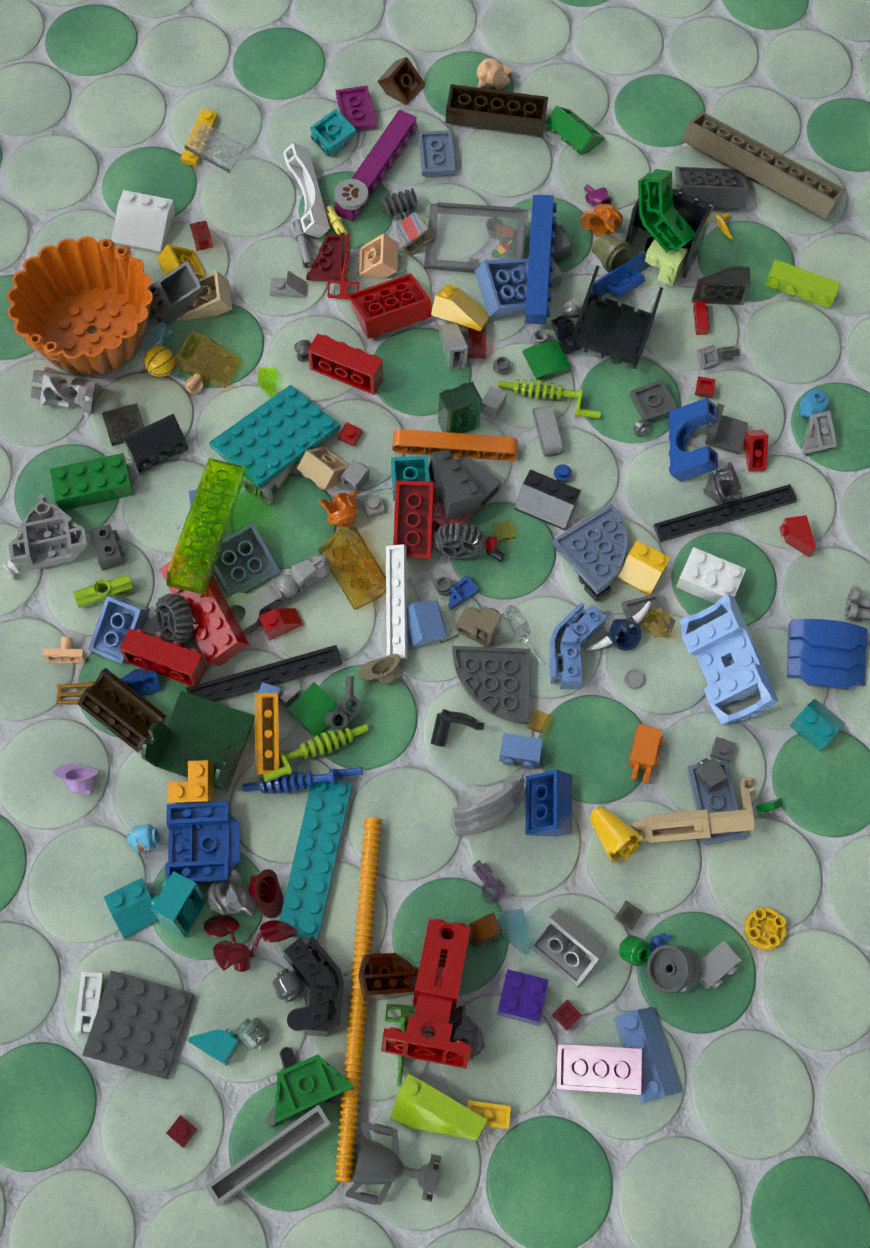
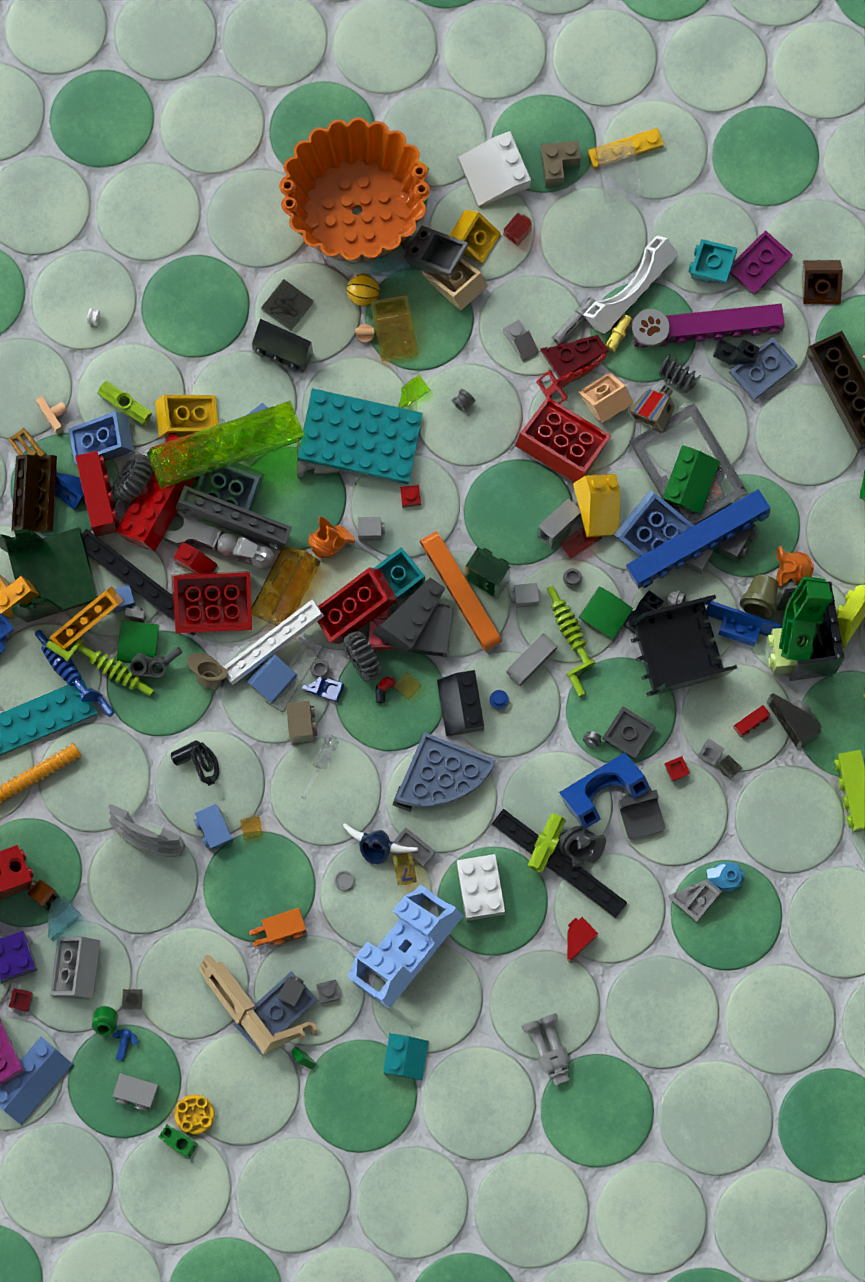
camera: 60 degrees right, 10 degrees up
(47, 537) = (137, 323): light grey wedge -> none
(53, 386) = (275, 227): light grey hips -> none
(91, 482) = (213, 320): green brick -> none
(106, 547) = (164, 376): dark grey brick -> none
(150, 551) = (185, 414): none -> yellow slope
(171, 179) = (555, 158): none -> dark tan brick
(268, 564) = (233, 518): none -> dark grey piece
(322, 467) = (361, 496): tan slope -> none
(326, 627) = (212, 601): none -> red slope
(345, 363) = (470, 445): red brick -> none
(373, 506) = (355, 562): light grey plate -> none
(415, 156) = (743, 354): none -> black slope
(484, 872) = (91, 864): clear purple plate -> none
(488, 237) = (691, 480): none -> green slope
(496, 679) = (263, 768): dark grey plate -> none
(539, 334) = (625, 586): light grey plate -> none
(549, 804) = (183, 879): blue slope -> none
(572, 641) = (336, 808): medium blue brick -> none
(597, 196) = (821, 546): magenta piece -> none
(614, 834) = (190, 946): yellow cone -> none
(643, 568) = (450, 825): yellow slope -> none
(674, 969) = (106, 1058): dark grey wheel -> none
(707, 507) = (546, 843): none -> lime piece
(756, 449) = (640, 851): red slope -> none
(783, 957) = (178, 1141): none -> green leg
(827, 652) = (476, 1029): blue slope -> none

